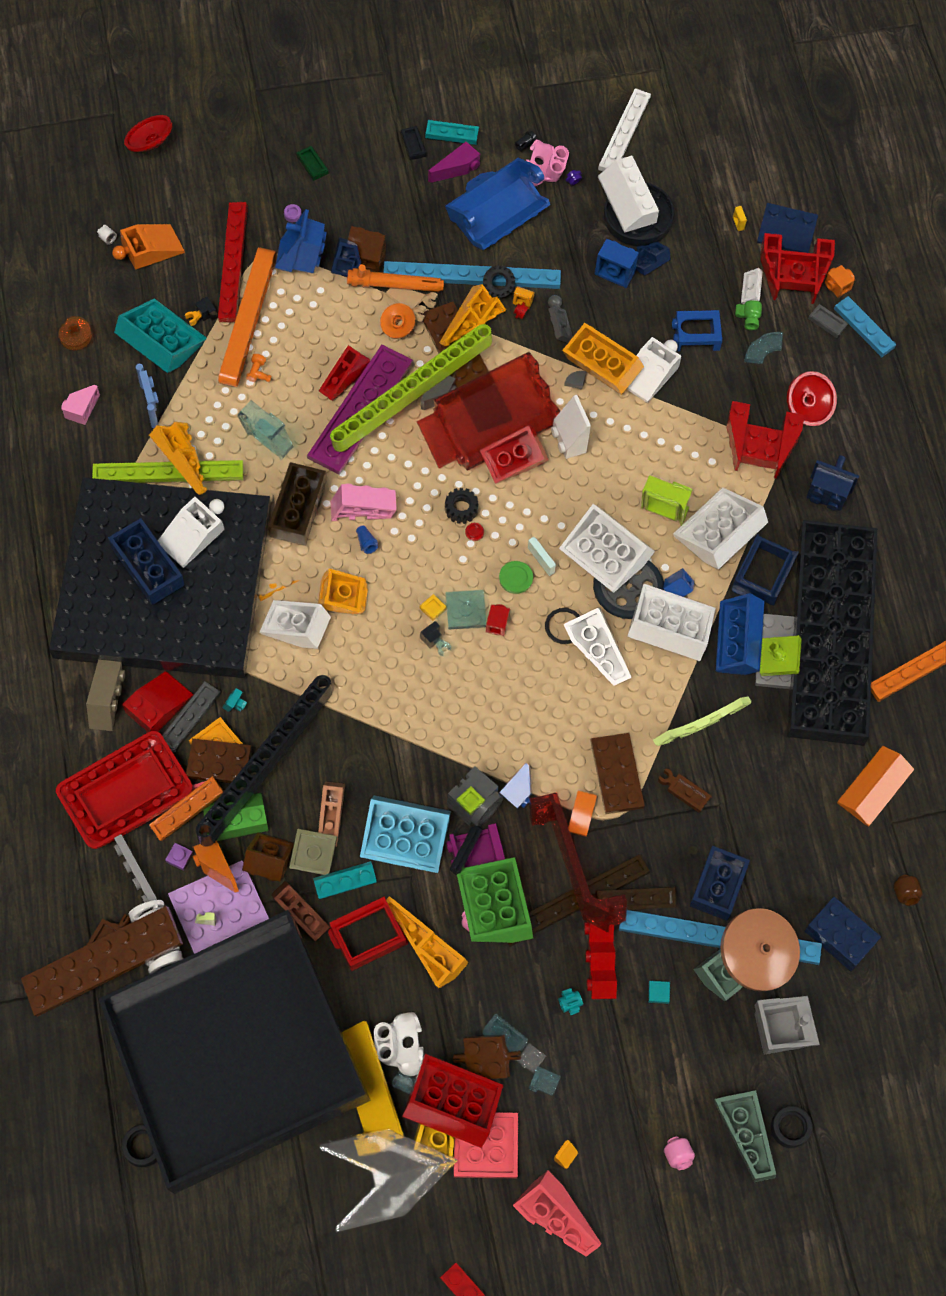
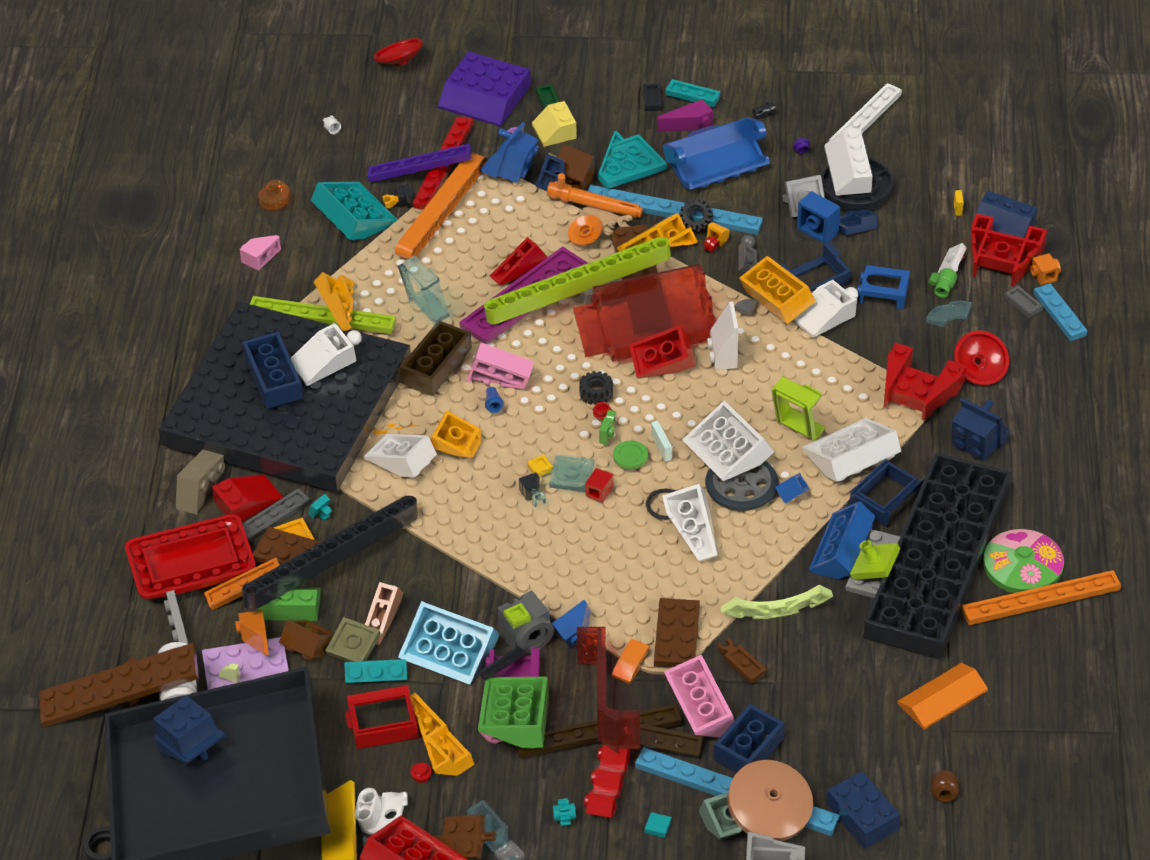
camera: 20 degrees right, 20 degrees down
(146, 384) = (325, 249): medium blue plate -> none
(150, 243) = (367, 137): orange slope -> none
(179, 856) = (223, 624): medium lavender plate -> none
(192, 1013) = (186, 731): none -> dark blue piece
(211, 269) = (420, 162): none -> dark purple plate
(247, 164) = (484, 89): none -> dark purple slope
(257, 360) = (438, 242): orange piece -> none
(300, 910) = (324, 687): copper slope -> none
(329, 195) = (555, 124): none -> light yellow slope
(414, 226) = (628, 161): none -> teal wing
(421, 985) = (421, 772): none -> red plate
(487, 554) = (607, 430): none -> bright green plate
(553, 160) = (785, 132): bright pink piece -> none
(592, 237) = (799, 188): none -> light grey bracket
(640, 306) = (831, 258): none -> dark blue piece
(661, 845) = (700, 697): none -> bright pink slope
(672, 622) = (772, 515): white slope -> none
(908, 619) = (1023, 560): none -> dish

